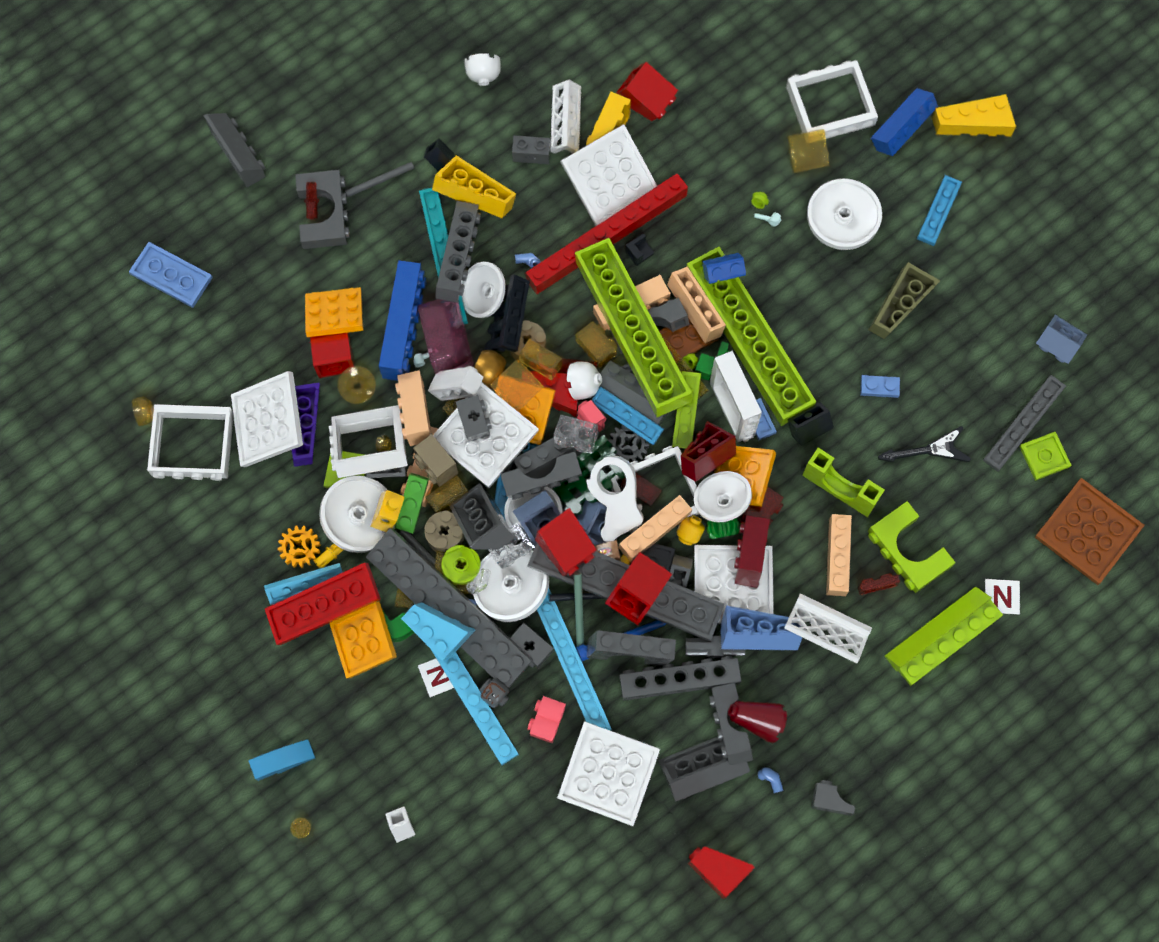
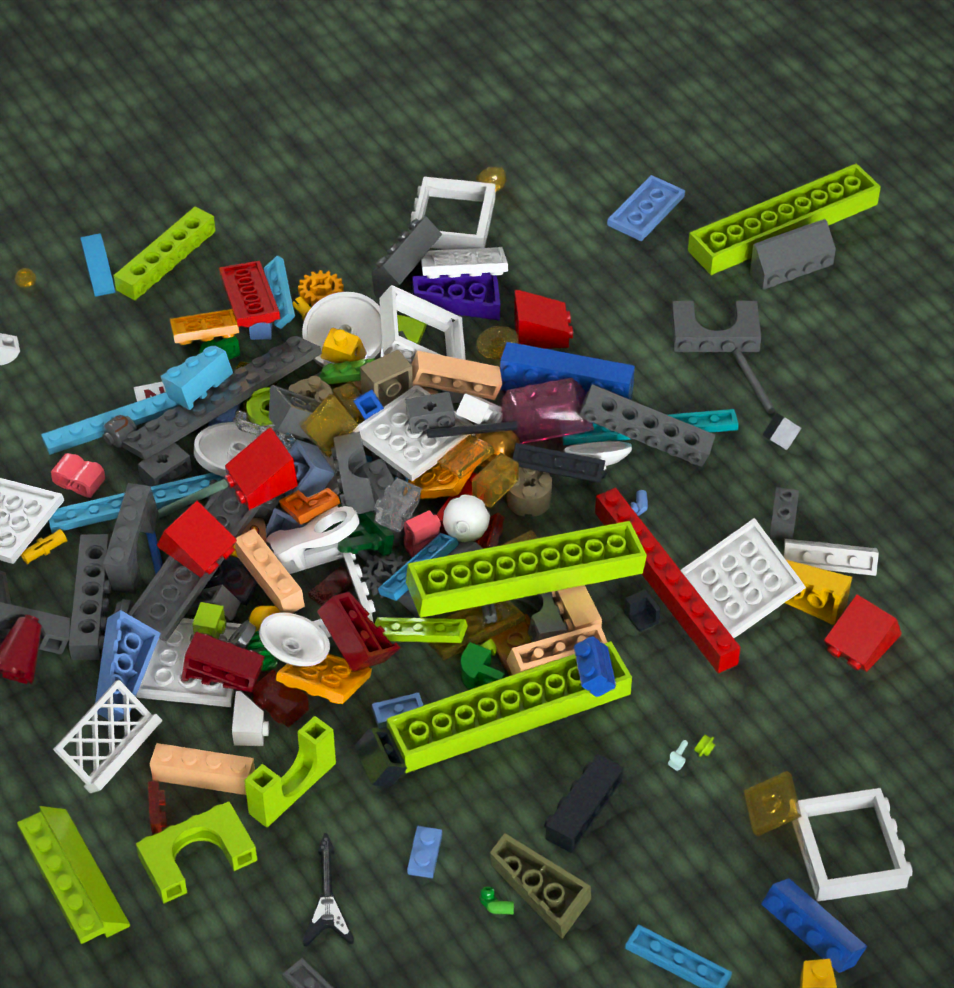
camera: 95 degrees right, 25 degrees down
(185, 156) = (828, 198): none -> lime brick
(264, 469) = (404, 255): none -> dark grey slope
(300, 727) = (164, 253): none -> lime brick
(311, 200) = (724, 313): clear red axle -> none
(333, 312) = (585, 325): light orange plate -> none
(463, 473) = (368, 404): none -> blue slope
(470, 185) = (736, 446): yellow wedge -> none
(482, 68) = (893, 473): white cylinder -> none
(488, 382) = (472, 429): none -> black bar
(496, 500) = (328, 422): none -> clear yellow tile
(588, 503) = (304, 508): none -> orange plate
(626, 729) = (43, 546): none -> yellow pin
(705, 571) = (210, 620): none -> lime brick
(720, 549) = (243, 634): none -> dark grey piece
(735, 397) = (415, 634): white window -> none
(789, 529) = (248, 722): none -> white slope
(824, 278) = (583, 802): none -> black brick
(839, 200) = (674, 832): white dish -> none
(918, 332) = (493, 905): none -> arm
(1004, 595) = (110, 957): white sticker -> none

